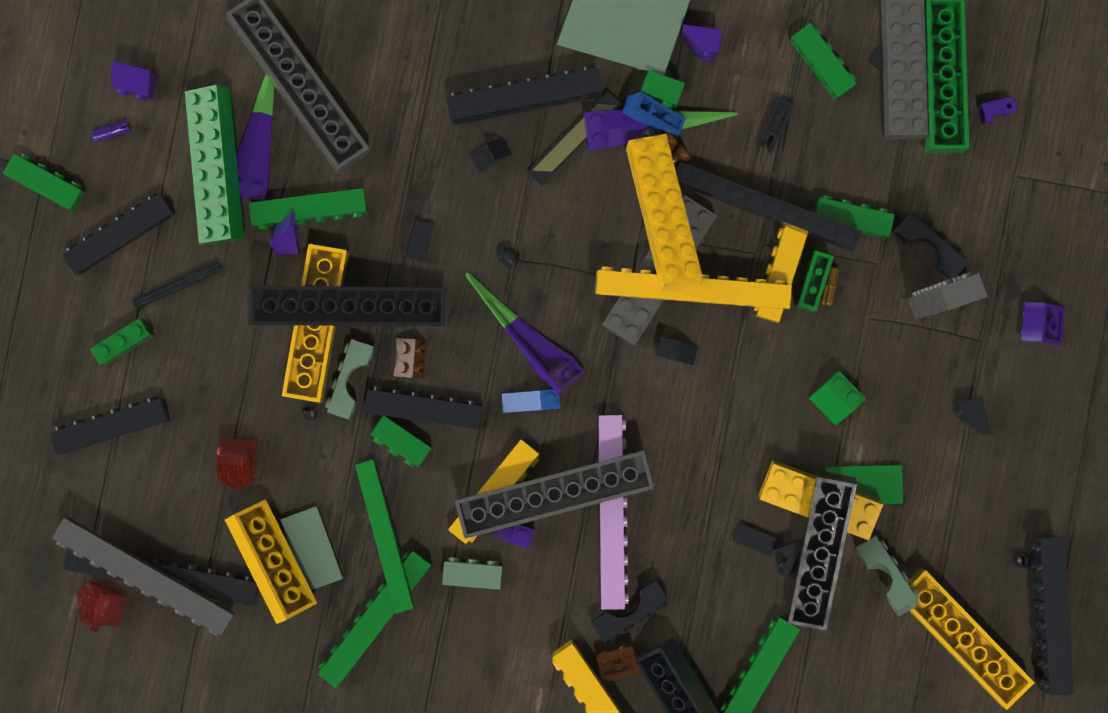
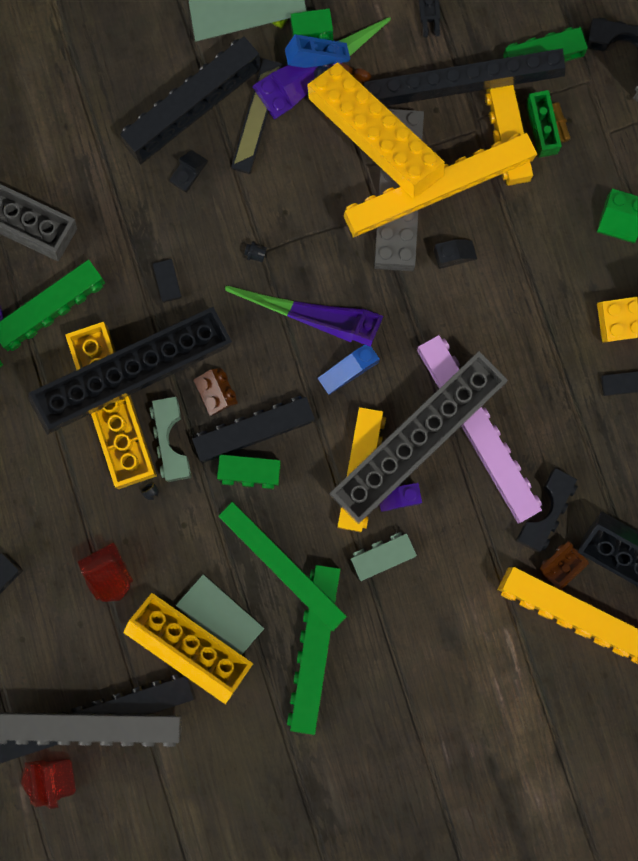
camera: 25 degrees left, 5 degrees down
(286, 237) = (40, 341): dark purple slope -> none

